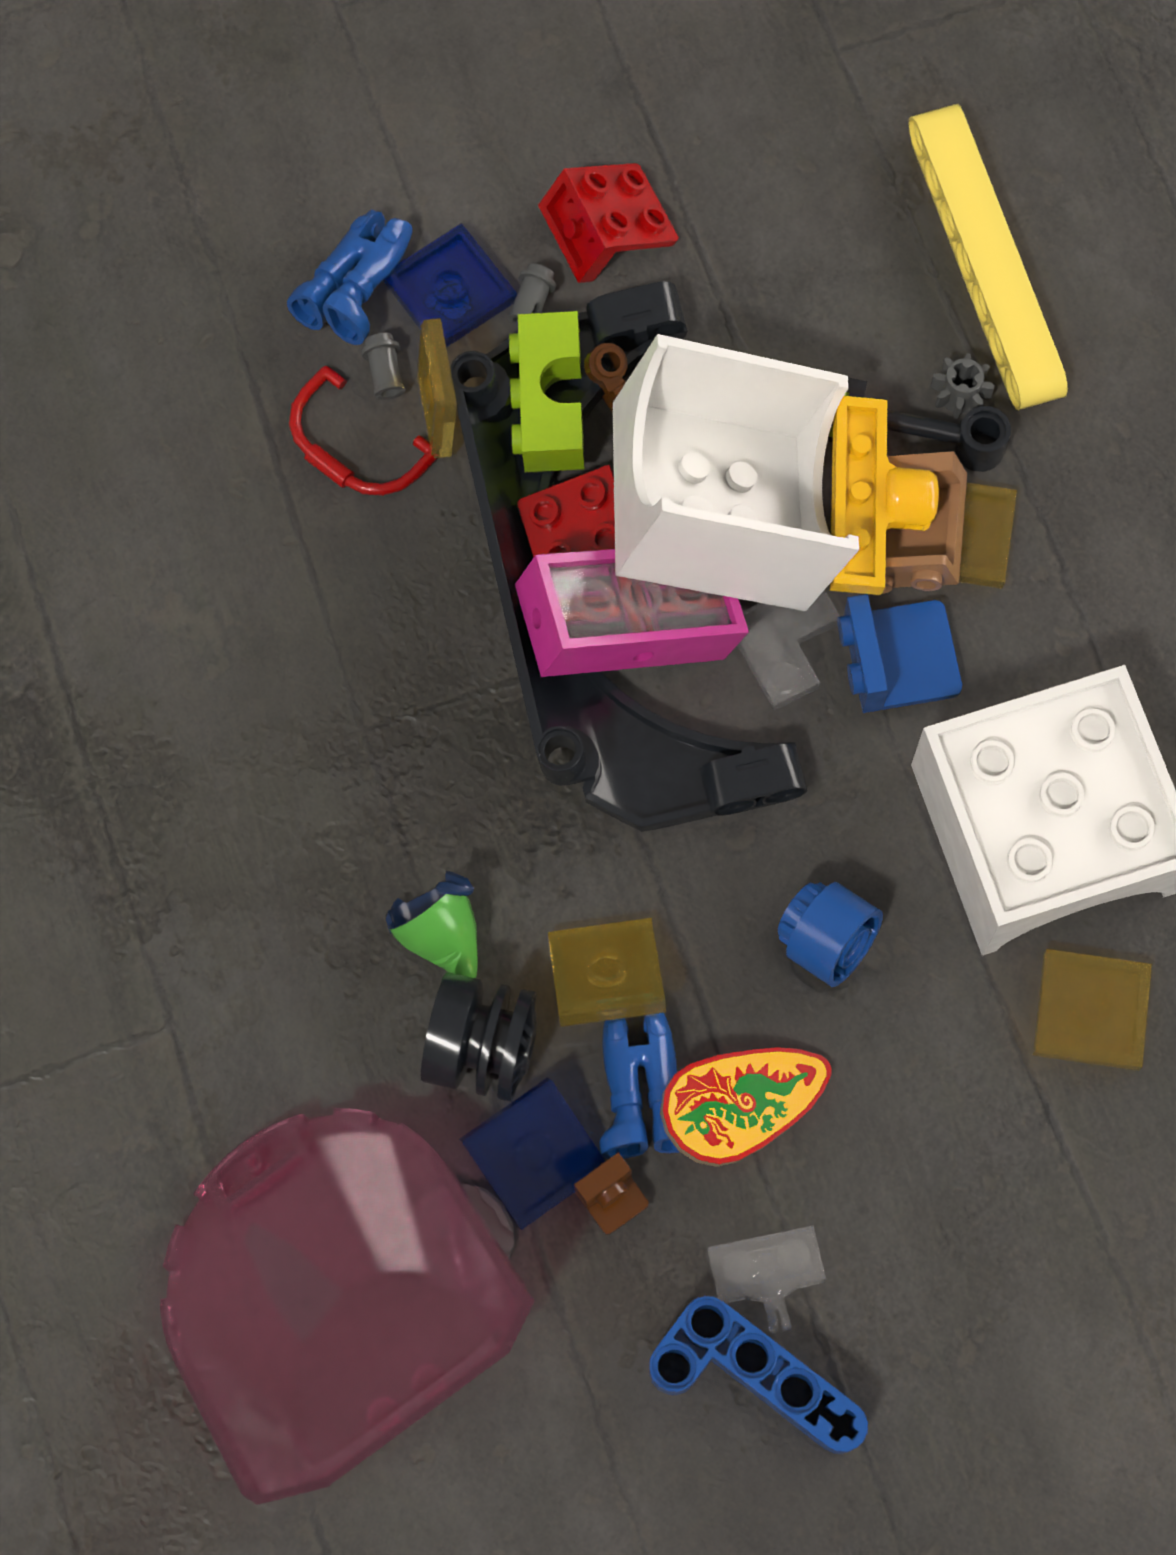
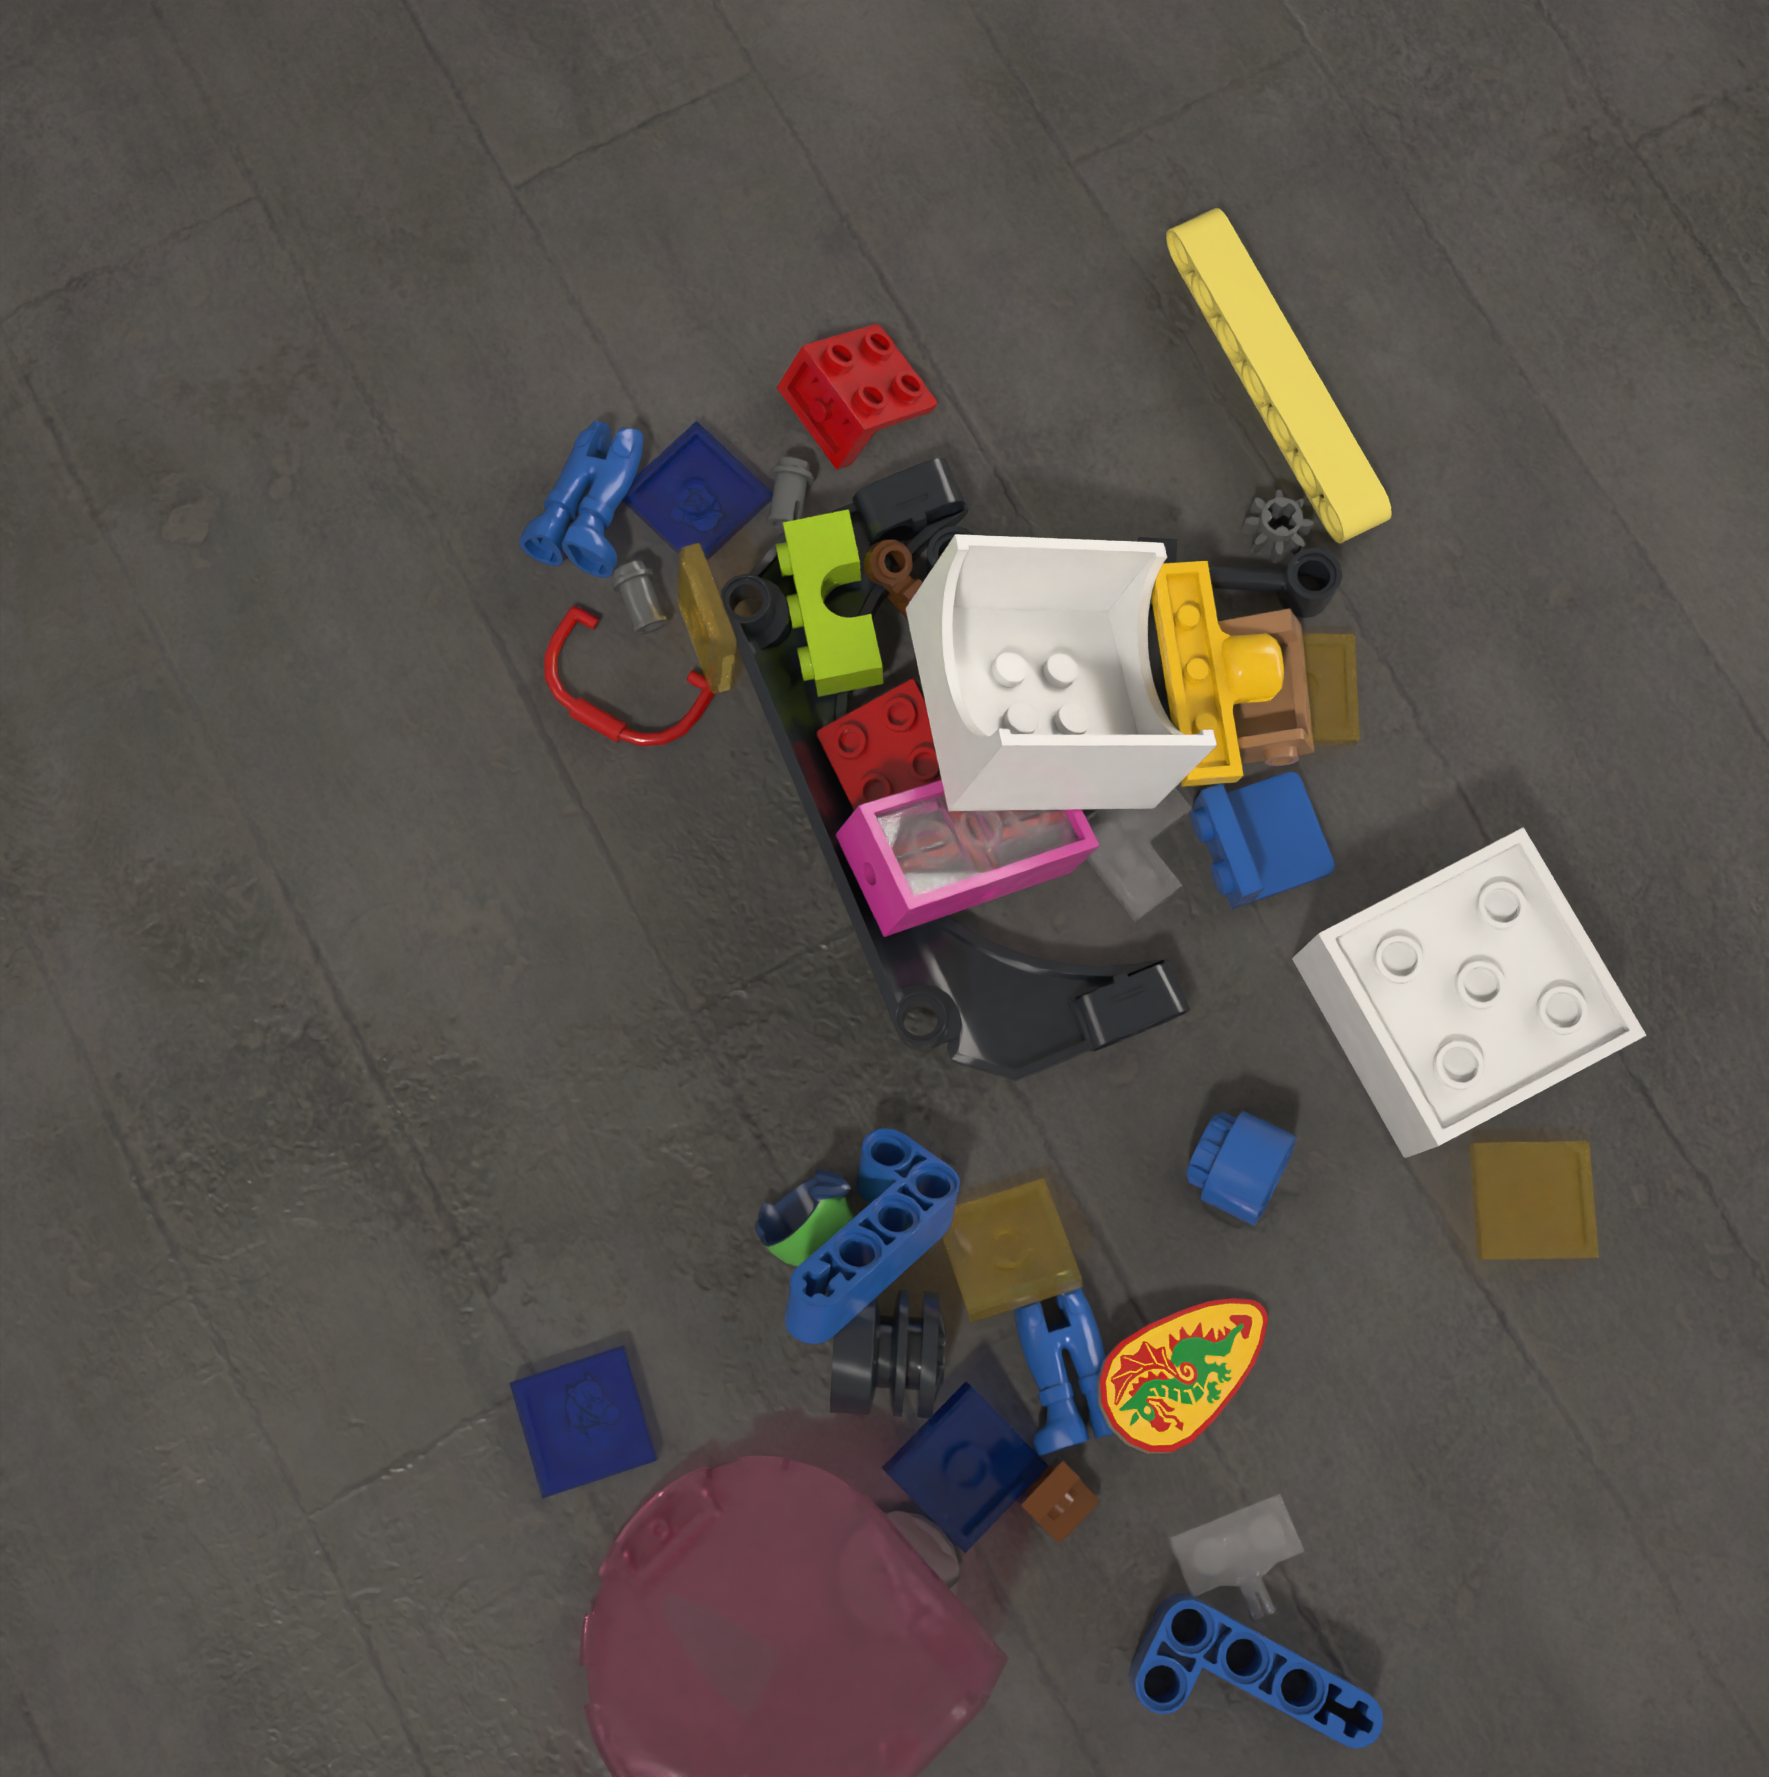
camera: 15 degrees left, 5 degrees up
(205, 1061) = (583, 1421): none -> clear blue tile
(518, 920) = (907, 1213): none -> blue beam

